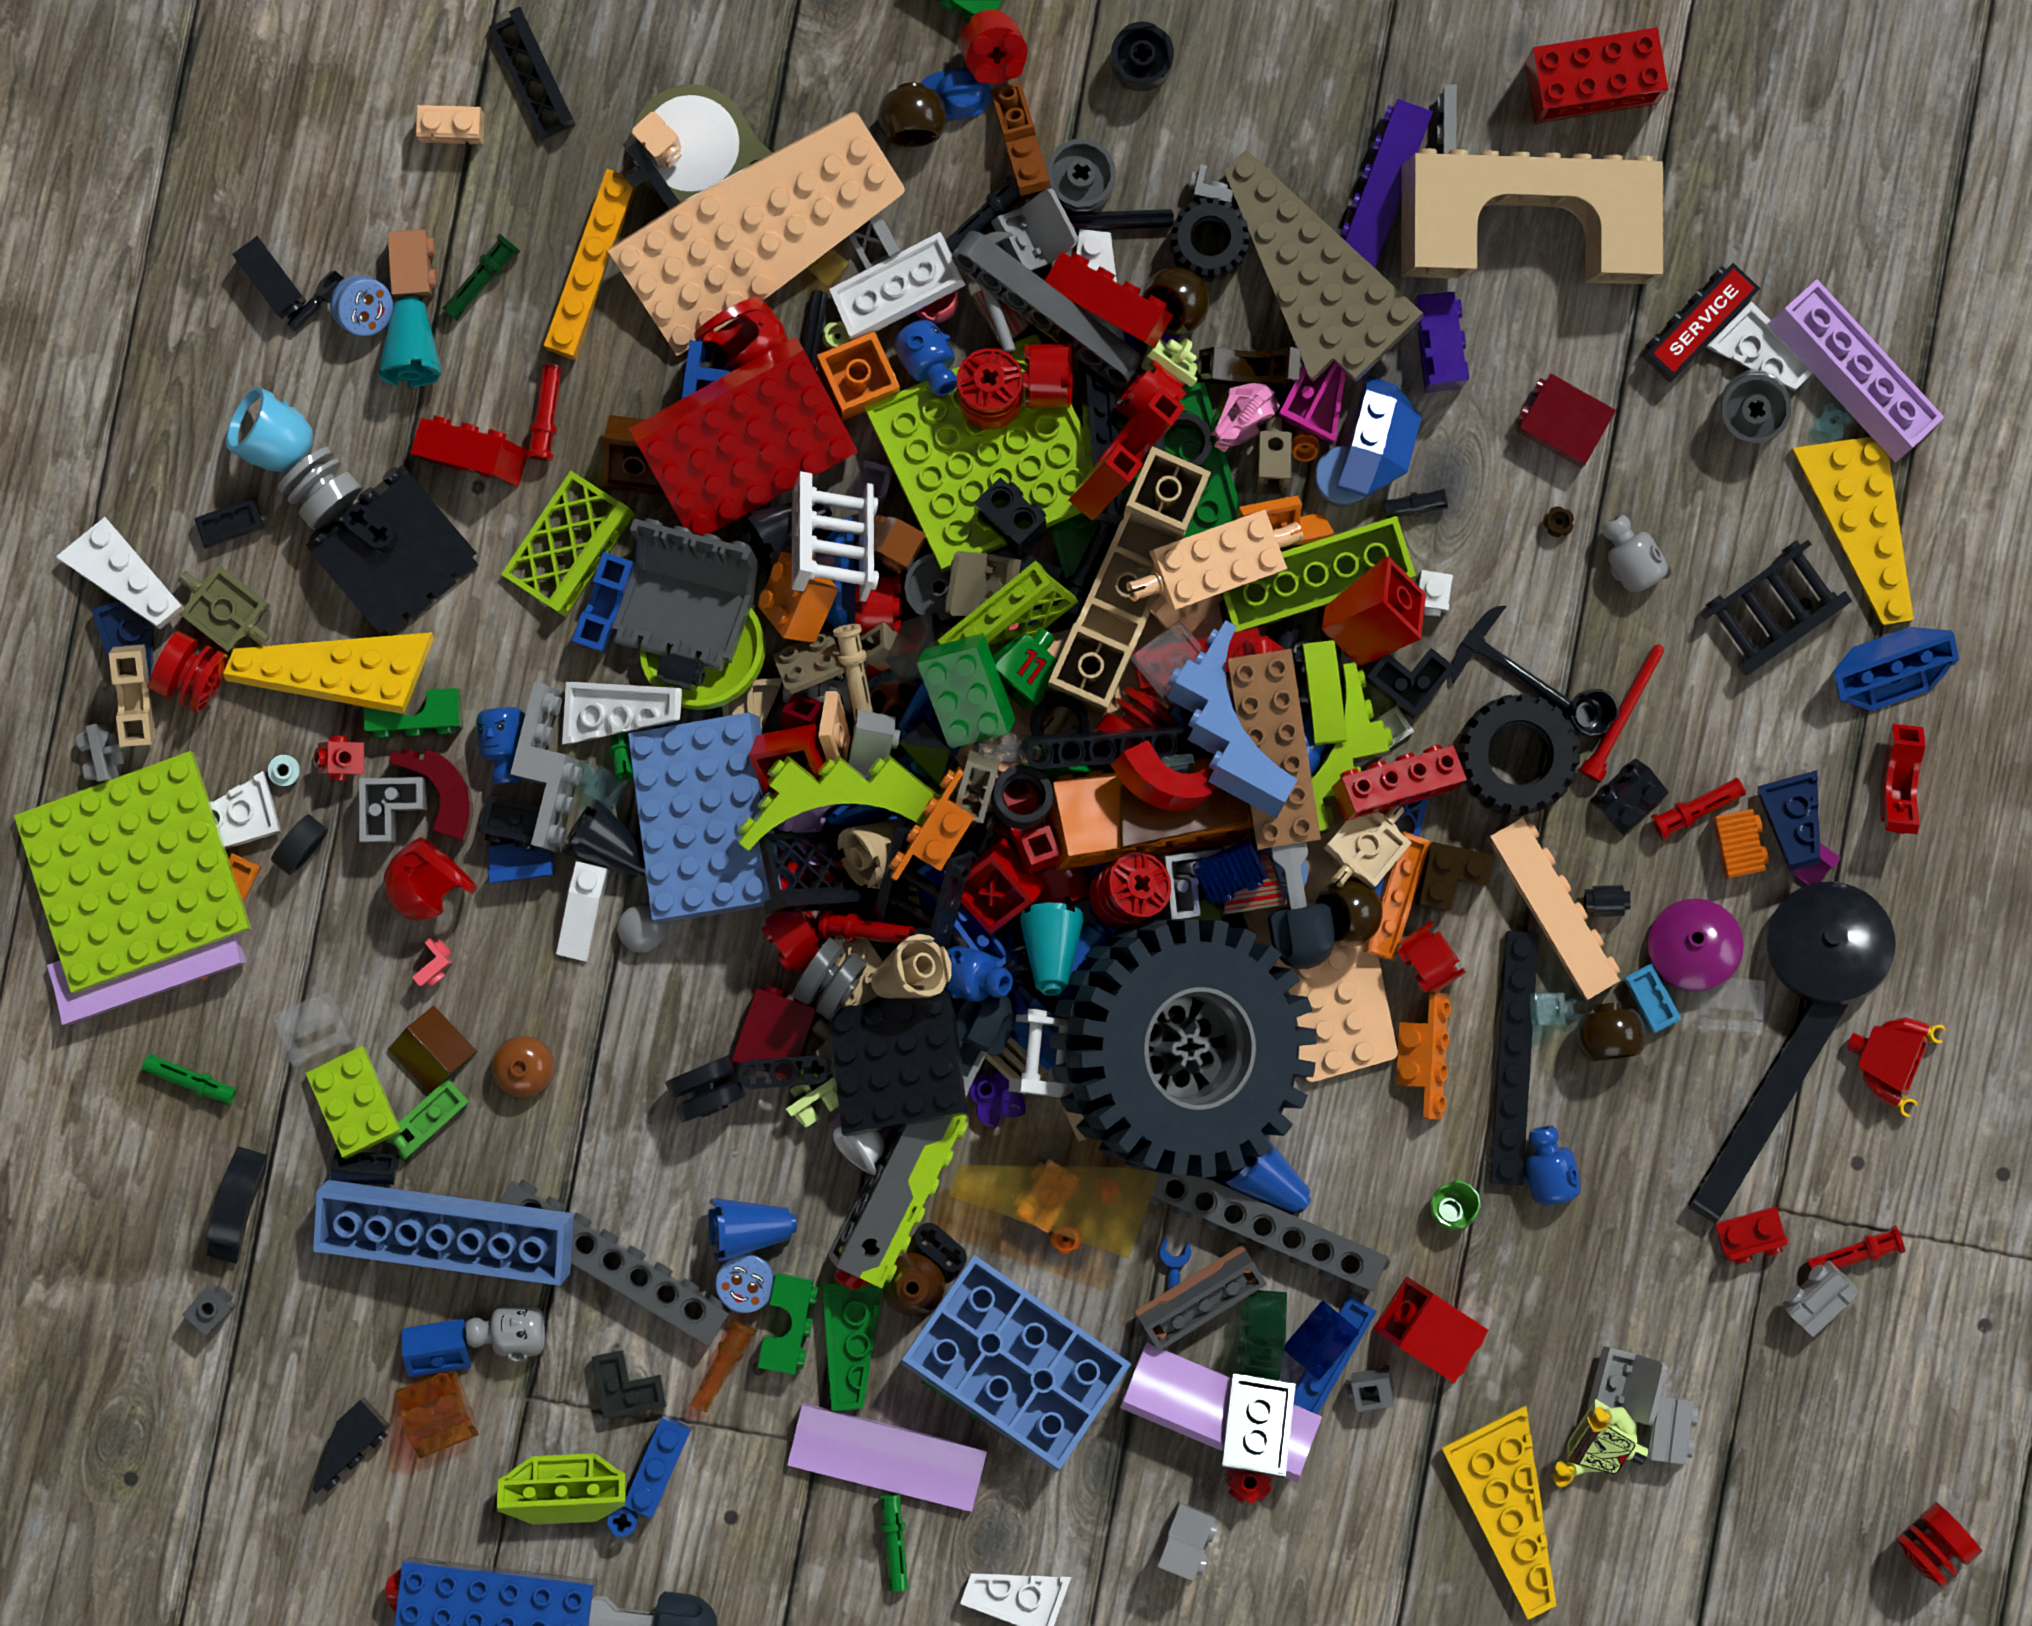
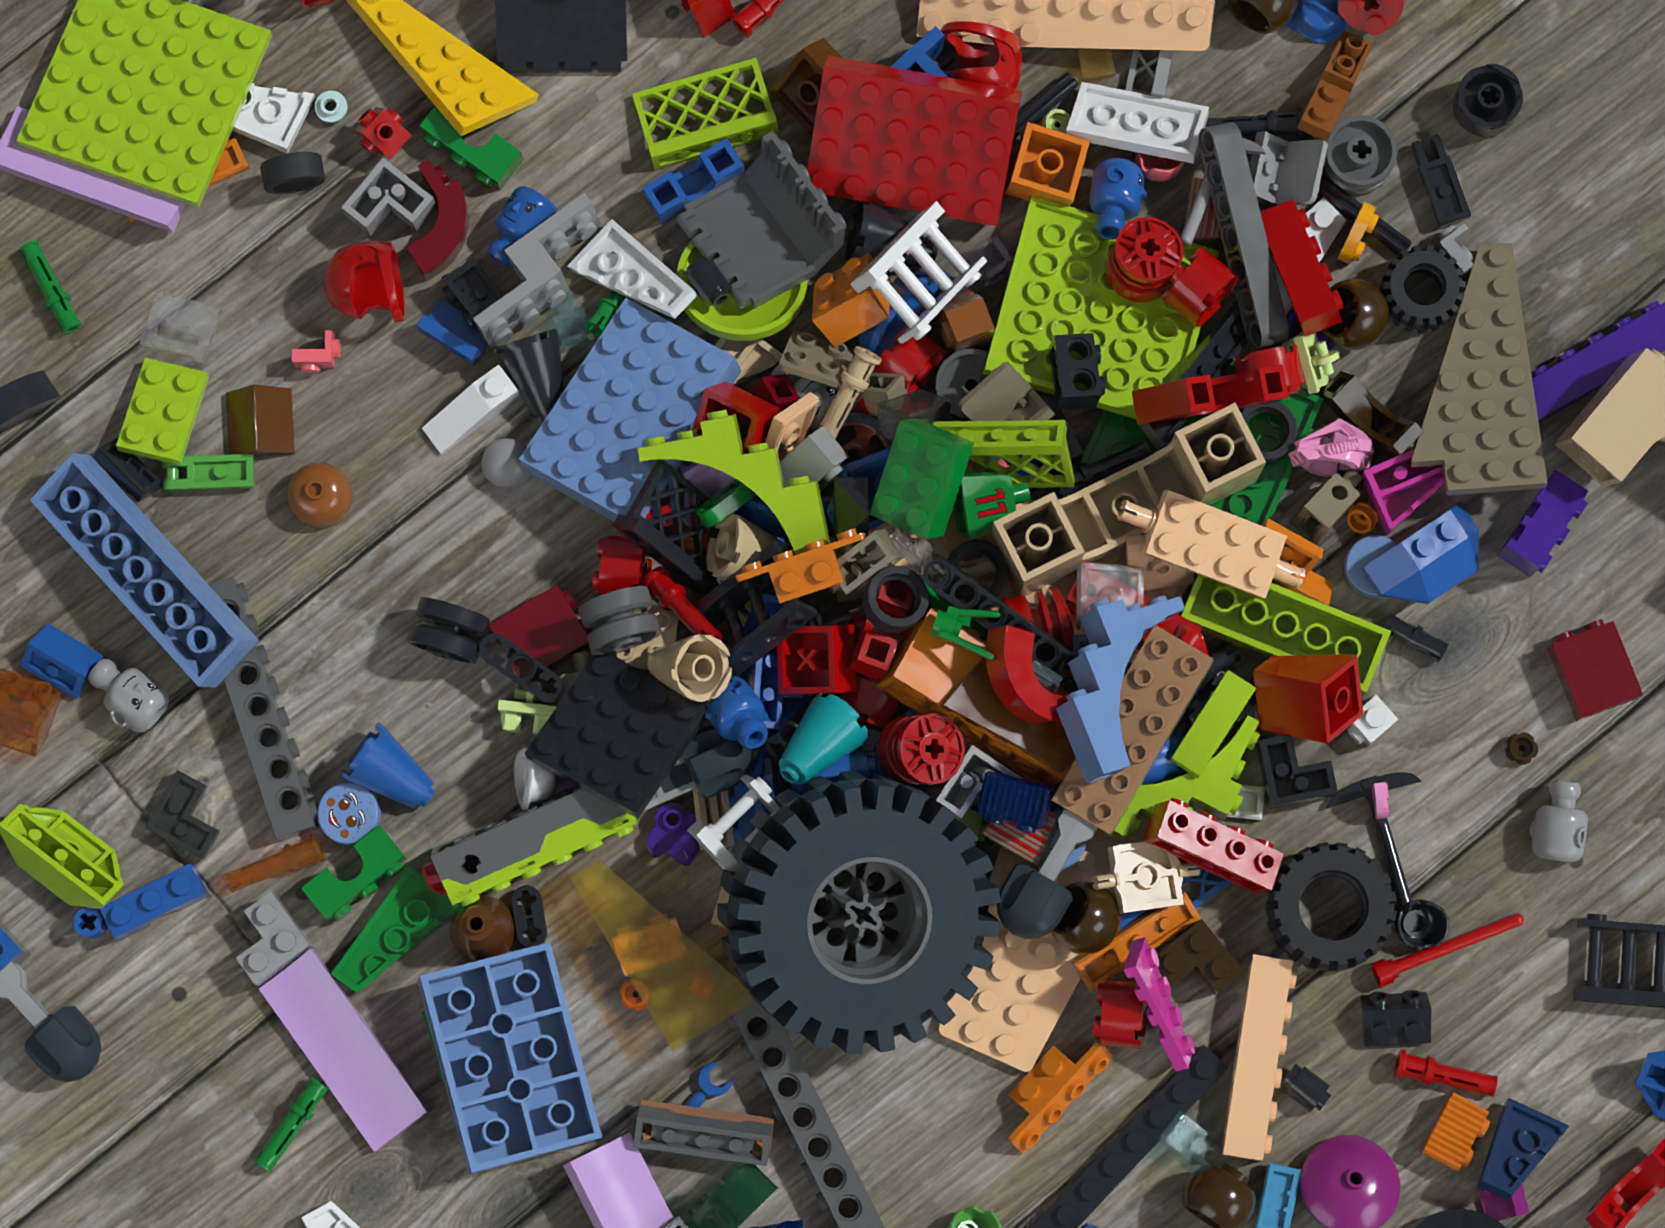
camera: 45 degrees right, 5 degrees down
(774, 1415) = (281, 941): none -> light grey brick
(831, 828) = (724, 503): none -> green beam
(1080, 787) = (948, 628): none -> green plant
(1127, 224) = (1354, 246): none -> light orange plate
(1158, 147) = (1441, 184): none -> black hinge
(1270, 1181) = (840, 1083): blue cone -> none
(1444, 923) = (1151, 986): none -> dark pink wing
(1487, 643) = (1380, 796): none -> bright pink tile

